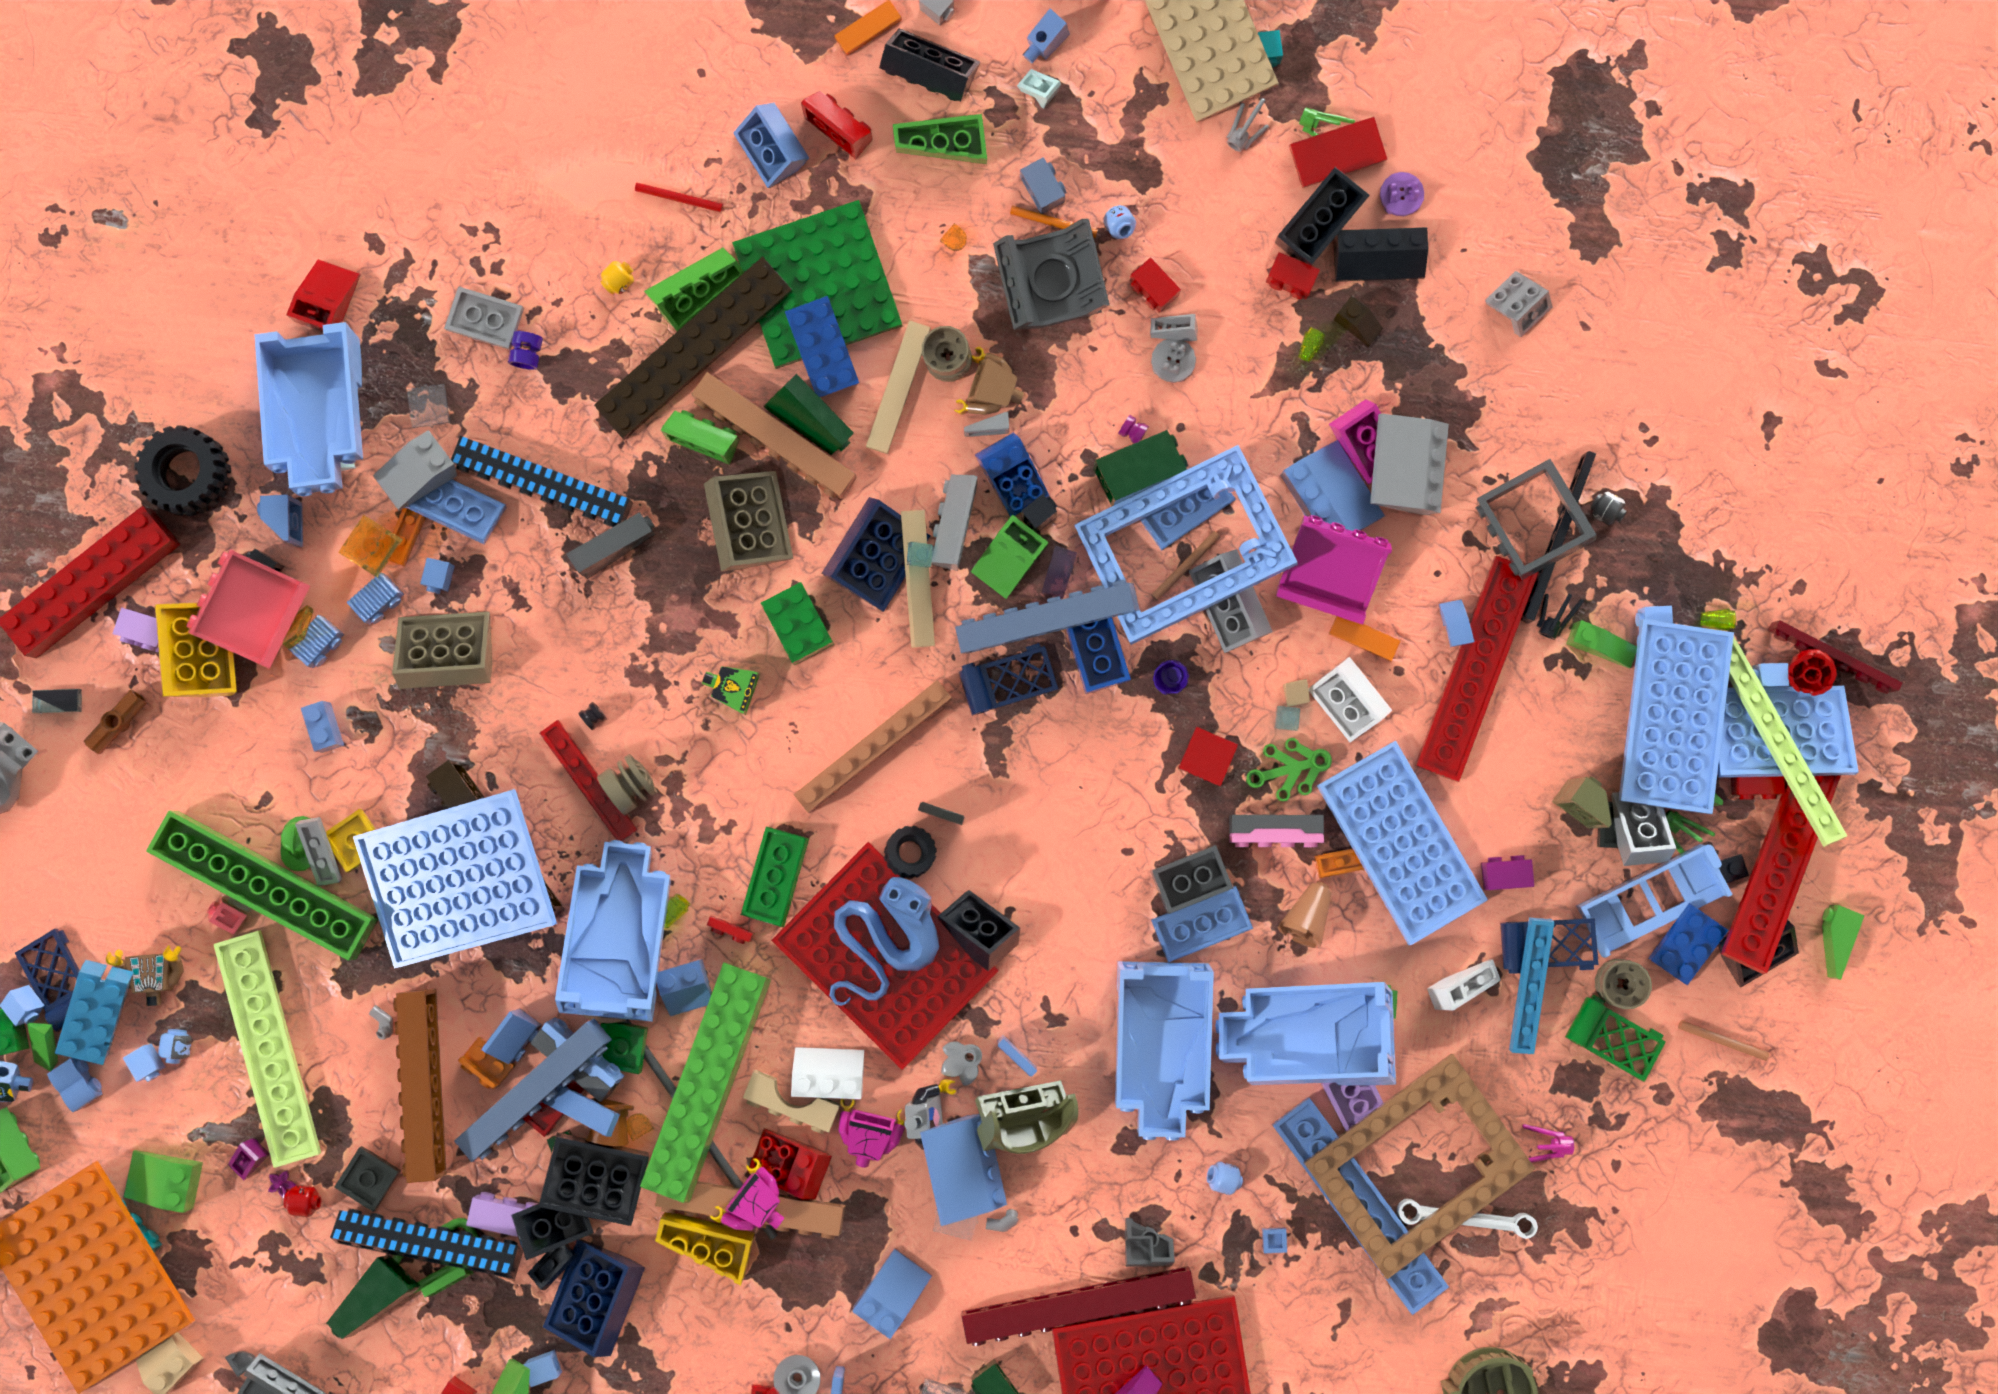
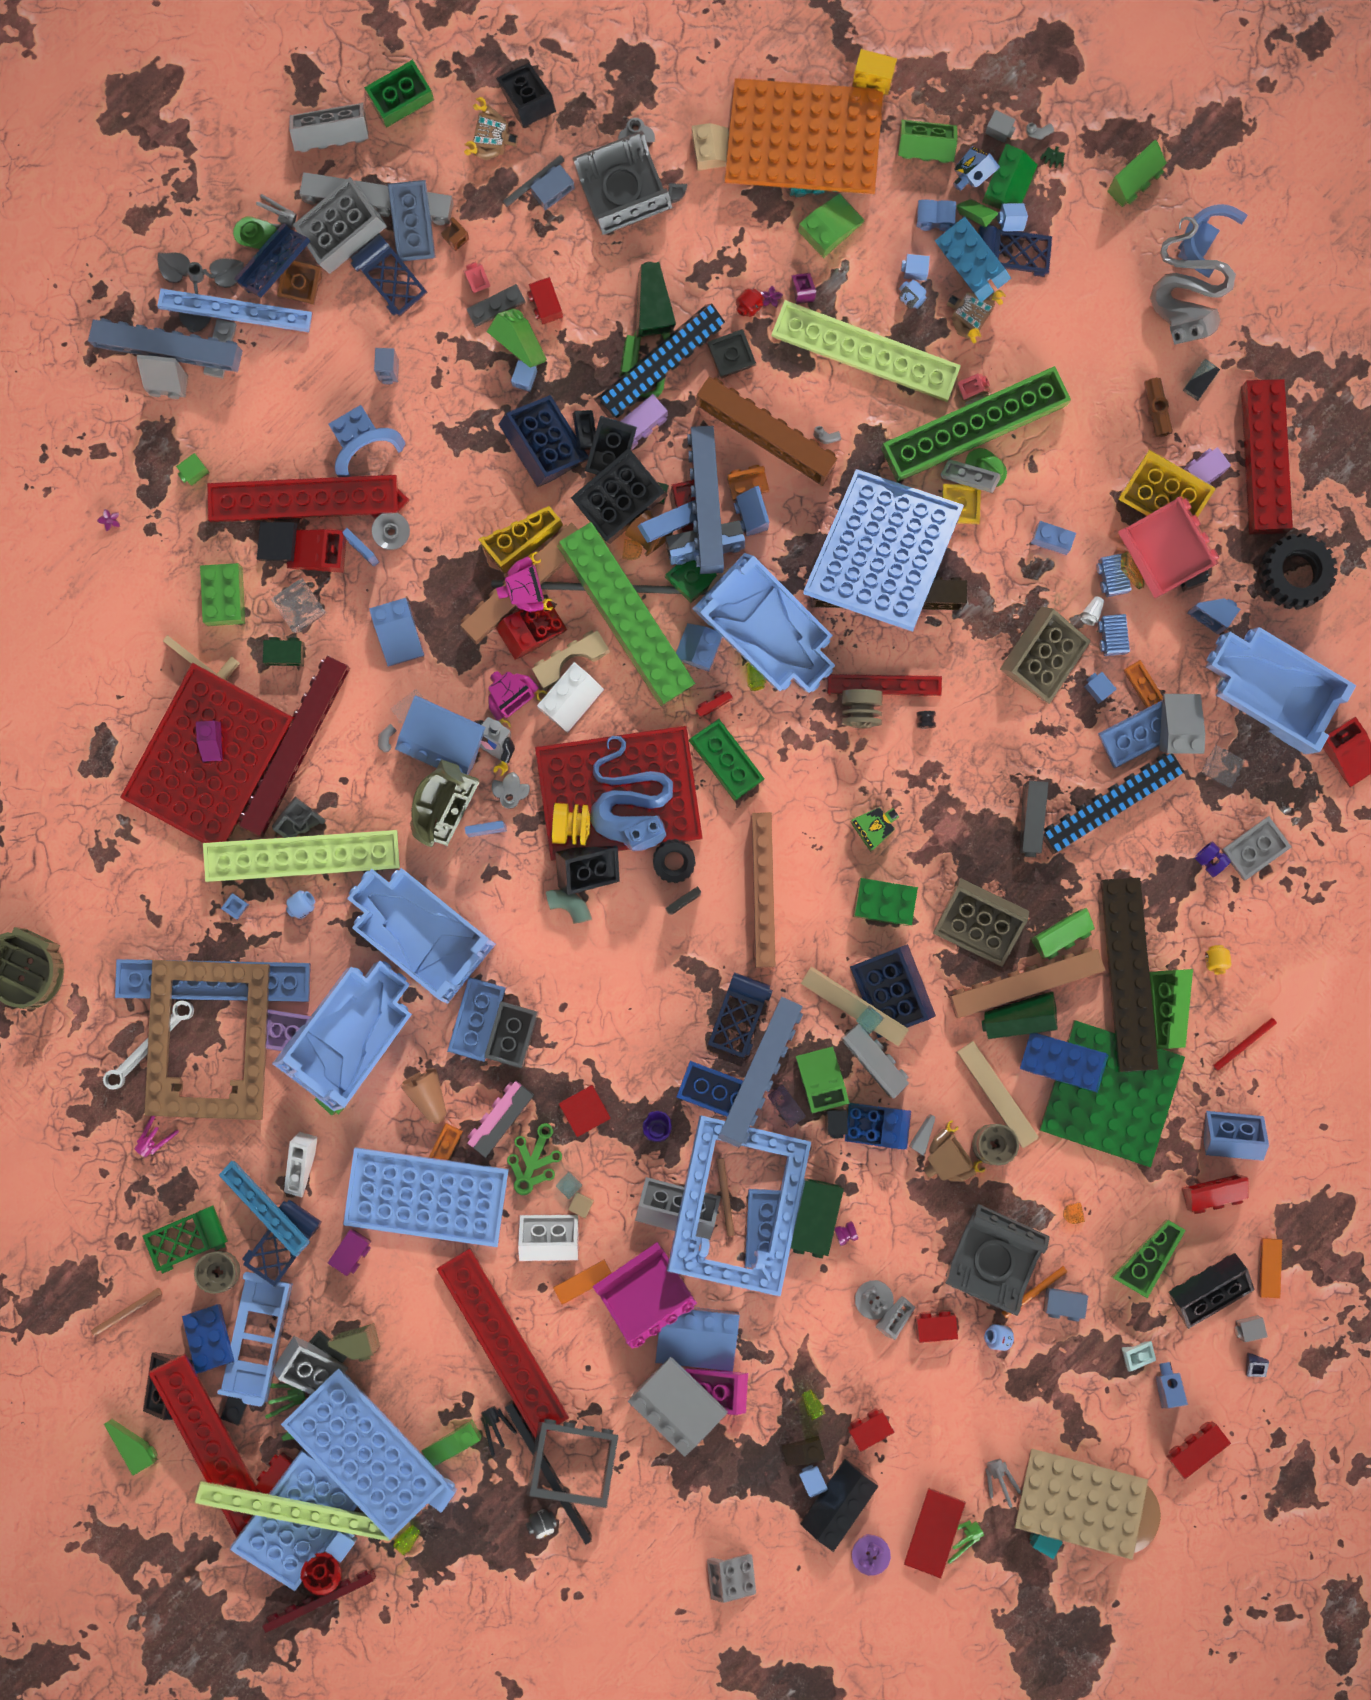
camera: 130 degrees right, 0 degrees up
(367, 636) = (1093, 611): none -> white cone
(370, 545) = (1152, 657): clear yellow slope -> none
(950, 977) = (570, 824): none -> yellow wheel
(1024, 917) = (570, 903): none -> sand green cylinder
(1178, 1214) = (301, 855): none -> yellowish green plate
(1321, 217) = (896, 1482): black slope -> none
(1378, 293) = (813, 1481): none -> light blue brick
(1456, 623) = (544, 1352): medium blue slope -> none

